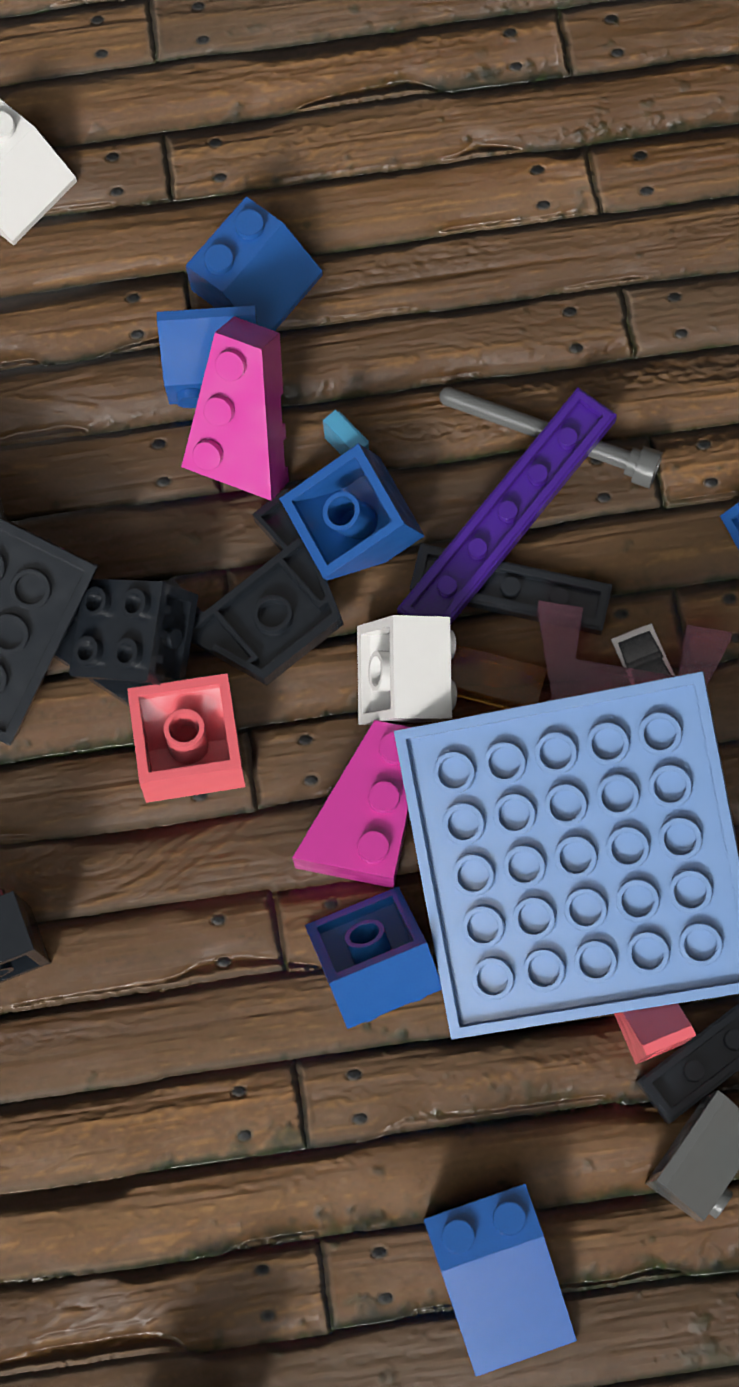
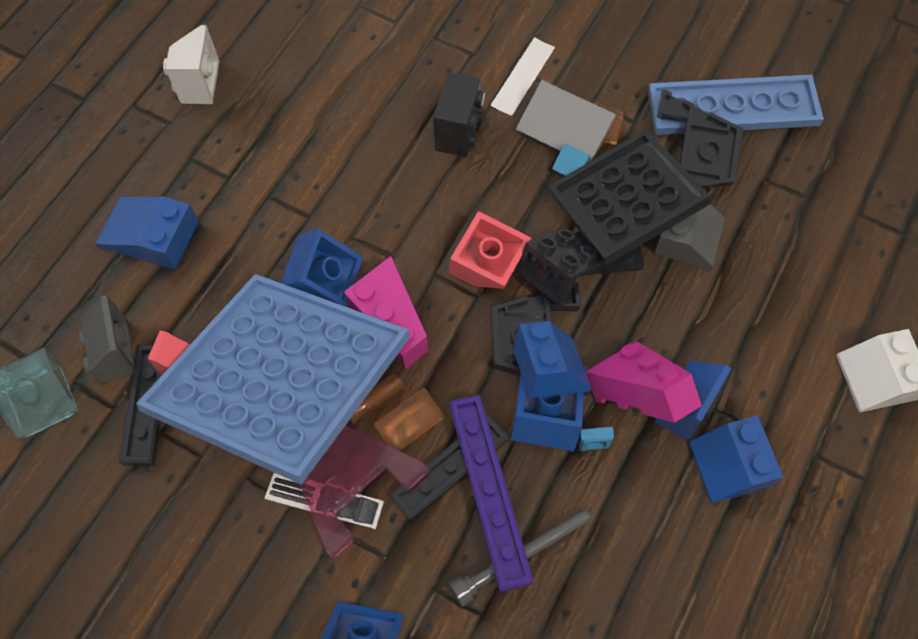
camera: 125 degrees right, 10 degrees down
(297, 542) = (549, 361): none -> blue slope
(405, 670) = (439, 371): white slope -> none

